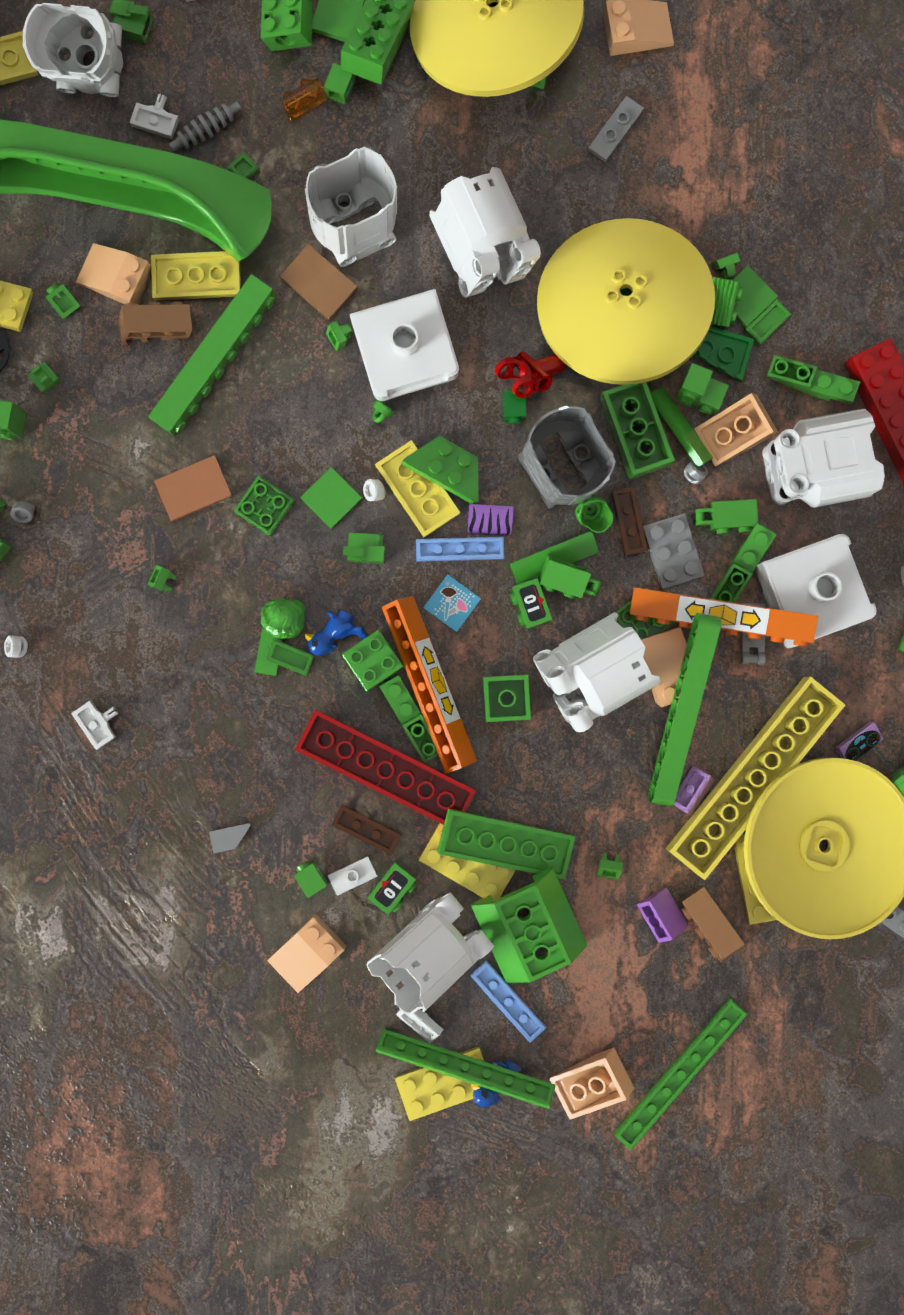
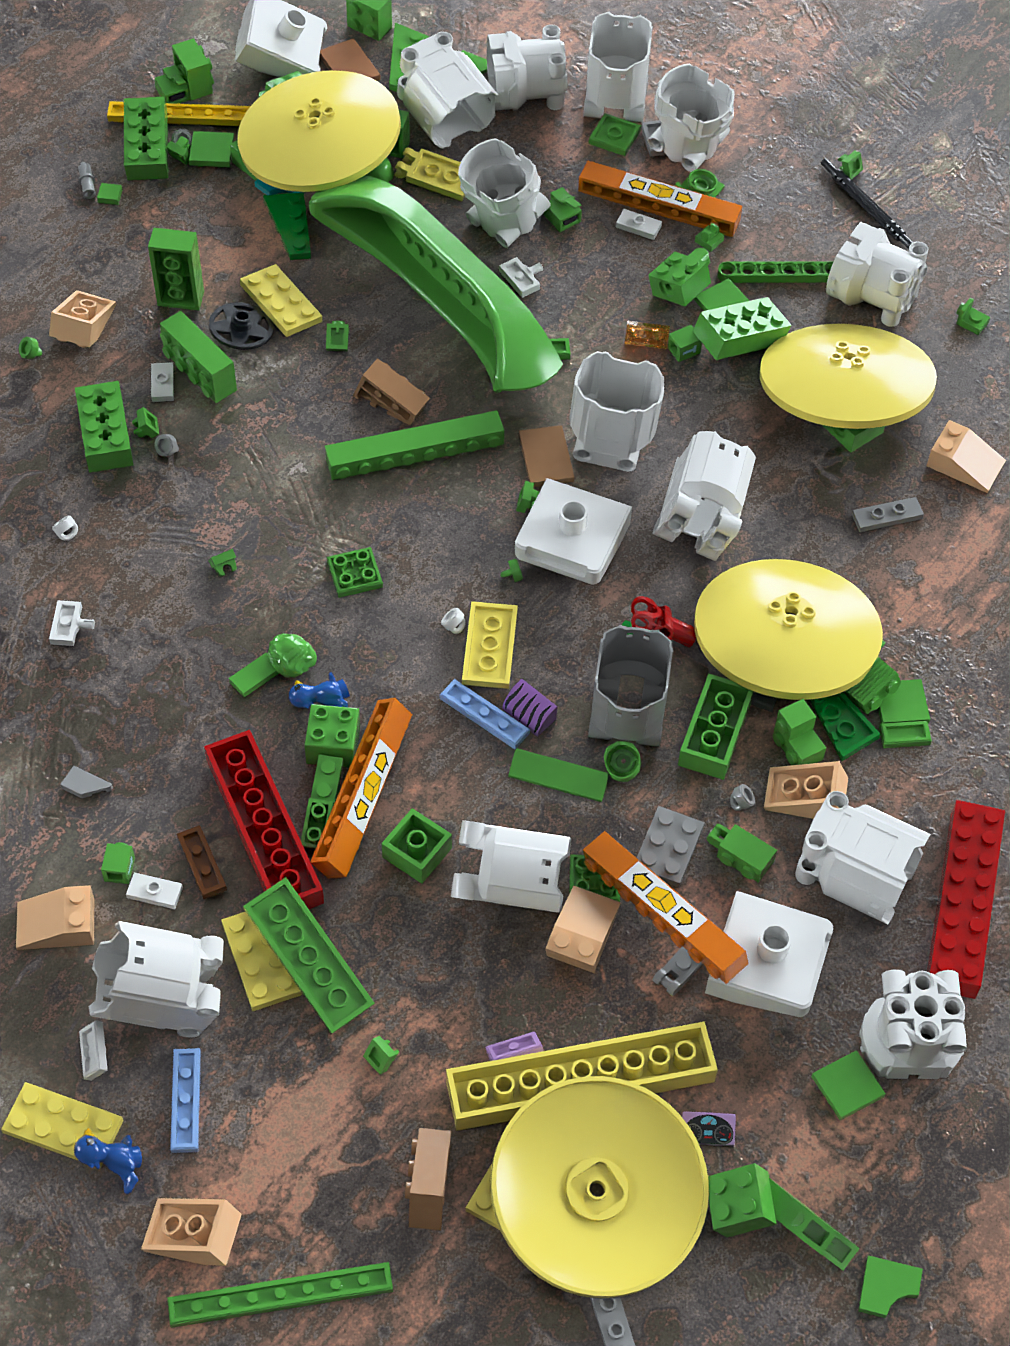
camera: 40 degrees right, 30 degrees down
(43, 377) = (273, 375): bright green tile -> none
(115, 274) = (396, 347): light nougat slope -> none
(193, 488) = (311, 521): nougat tile -> none
(194, 275) = (454, 387): light yellow plate -> none
(205, 126) = (556, 304): light grey piece -> none
(289, 657) = (267, 687): bright green tile -> none
(331, 498) = (413, 604): bright green tile -> none
(365, 548) = (405, 654): bright green piece -> none
(392, 888) = (180, 917): brick -> none
(447, 467) = (528, 643): bright green wing -> none
(452, 603) = (440, 749): medium azure sticker -> none
(466, 1068) = (96, 1114): bright green tile -> none
(531, 604) = (505, 794): brick -> none
(547, 925) = (282, 1043): bright green slope -> none
(567, 578) = (555, 793): bright green brick -> none
(629, 521) = (649, 794): reddish brown plate -> none
(662, 915) = (392, 1134): medium lavender brick -> none
(680, 427) = (757, 754): bright green tile -> none
(684, 709) = (561, 960): bright green beam -> none
(726, 265) = (902, 663): bright green tile -> none
(743, 564) = (717, 900): bright green slope -> none
(811, 381) = (905, 799): bright green slope -> none

